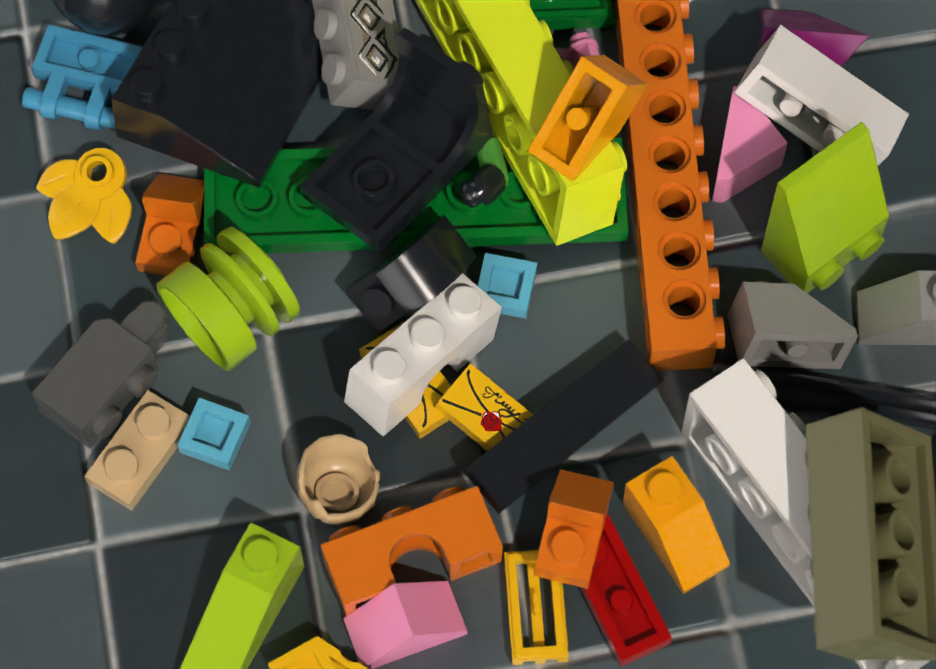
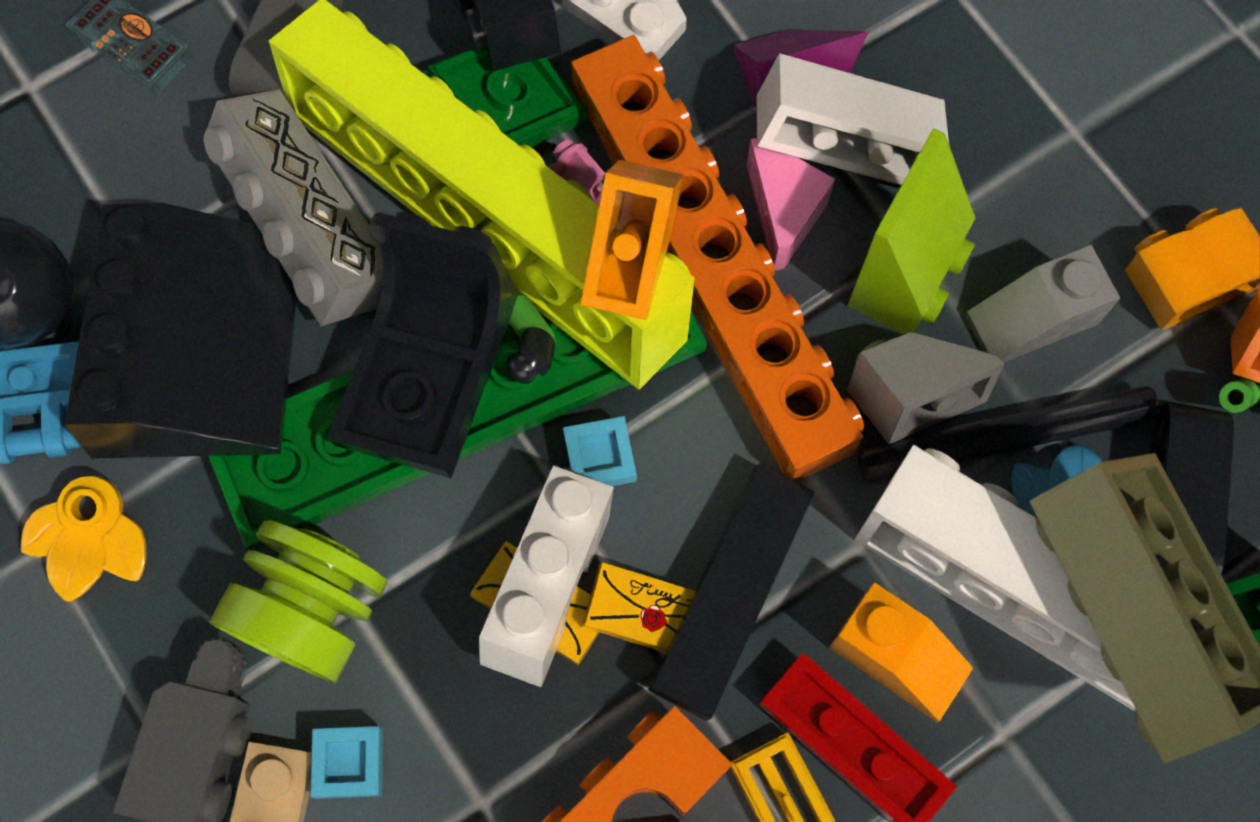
camera: 25 degrees left, 5 degrees up
(172, 223) = (196, 533): orange slope -> none
(337, 479) = (512, 761): tan hair -> none
(412, 275) = (500, 487): black brick -> none
(573, 528) = (800, 706): orange slope -> none

